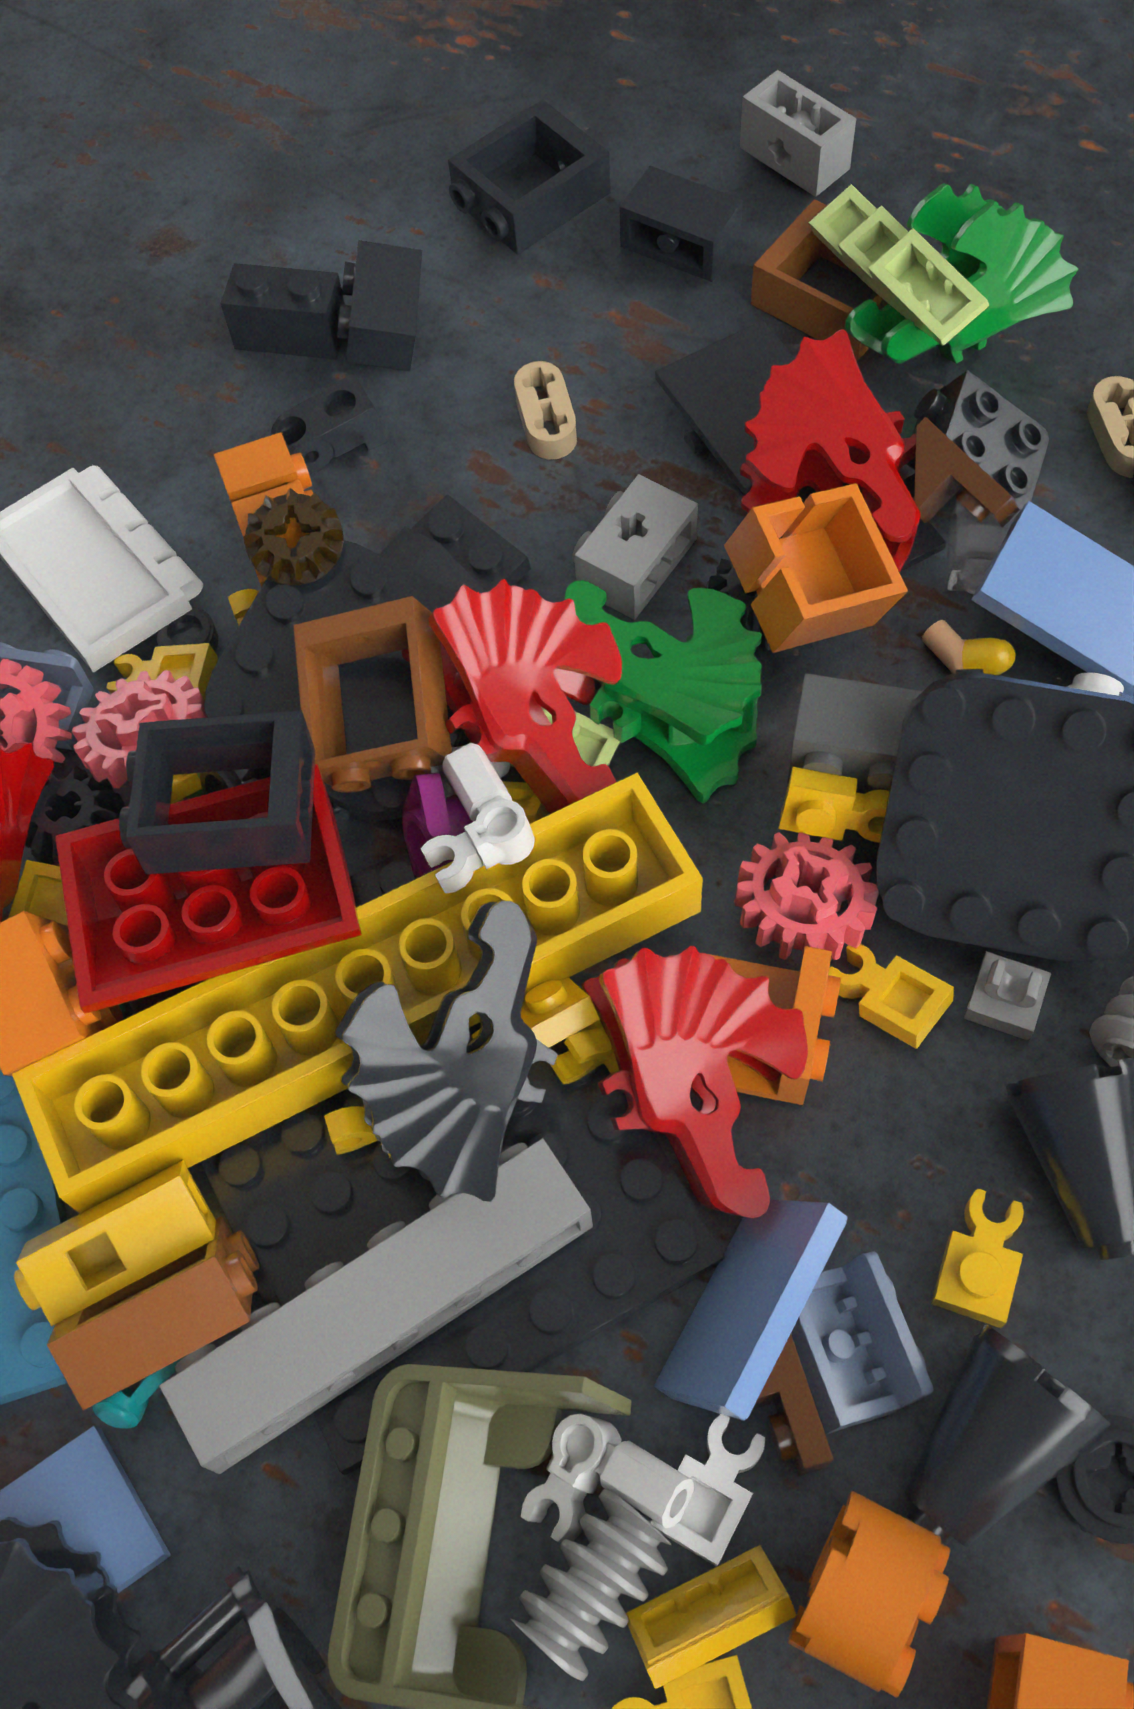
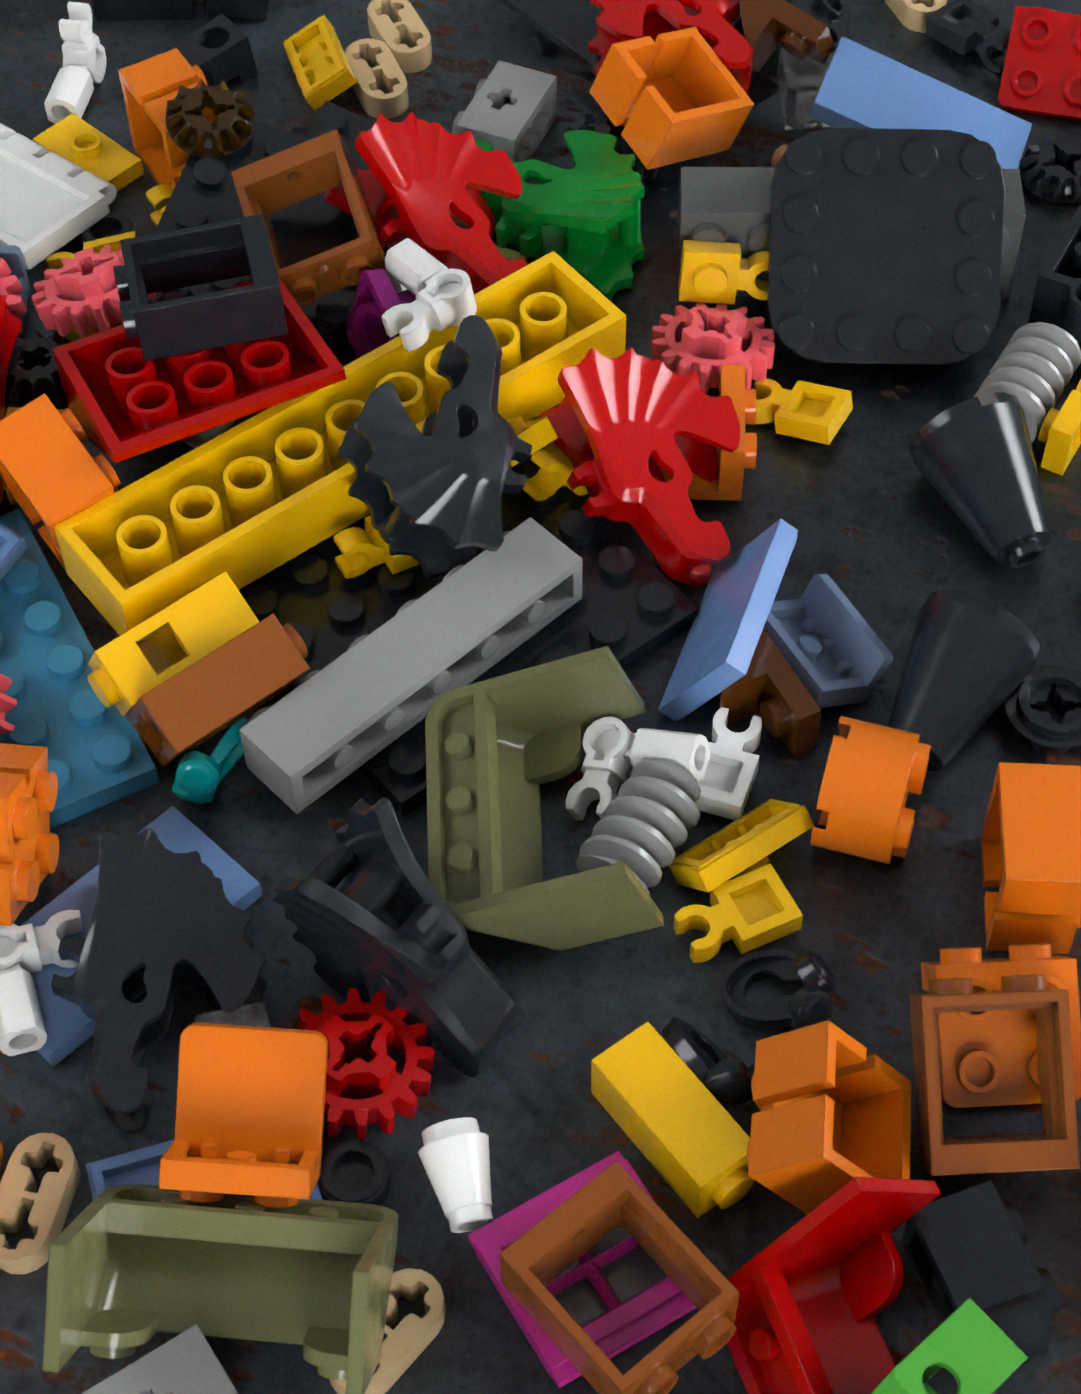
camera: 15 degrees left, 10 degrees down
(189, 526) = (92, 151): none -> yellow plate
(203, 410) = (82, 65): none -> white bar
(450, 441) = (319, 62): none -> yellow plate
(519, 465) = (383, 75): none -> tan beam
(976, 1269) = (910, 582): yellow plate -> none
(1007, 996) = (897, 401): light grey tile -> none

